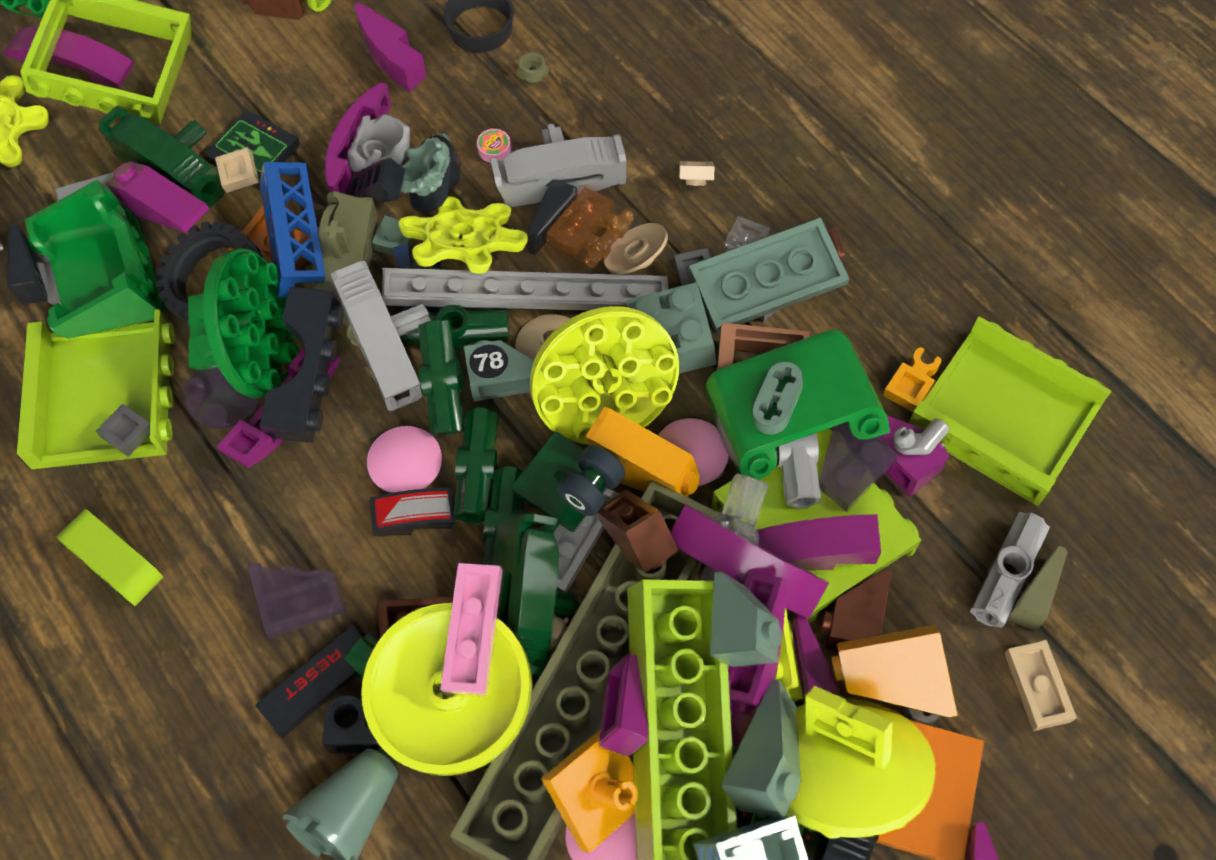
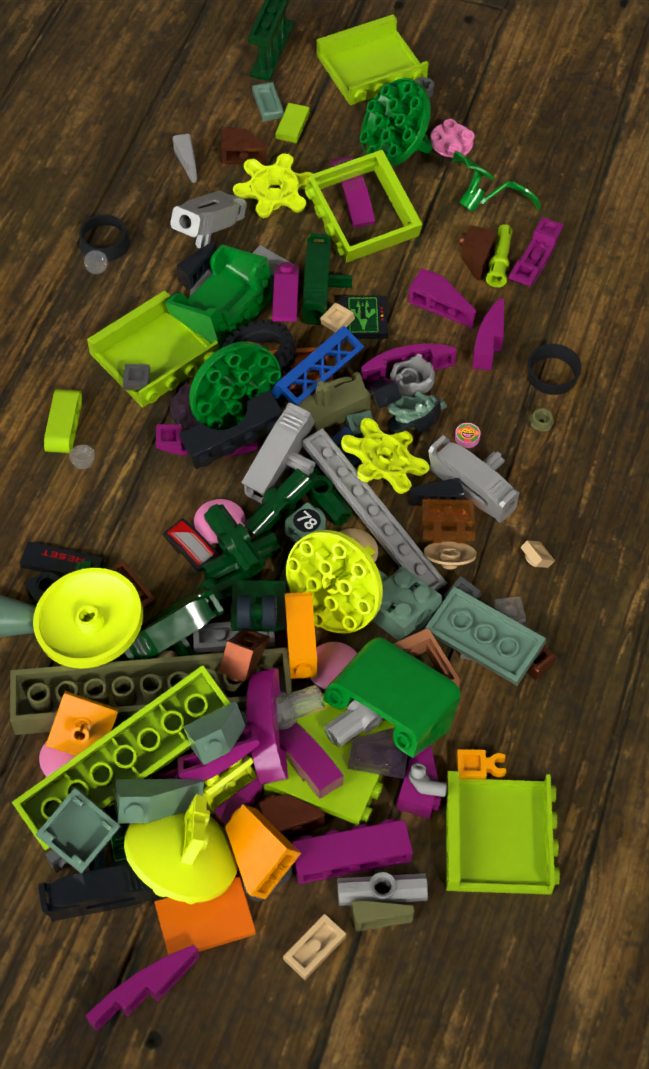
camera: 55 degrees right, 5 degrees down
(180, 565) = (82, 456): none -> clear plate
(294, 597) = (99, 520): clear purple wing -> none
(300, 59) = (440, 297): none -> magenta slope
(458, 452) = (234, 540): none -> dark green piece
(471, 629) = (123, 603): bright pink plate -> none
(624, 713) = (120, 711): magenta slope -> none
(770, 394) = (379, 676): sand green beam -> none
(946, 566) = (352, 851): none -> magenta brick

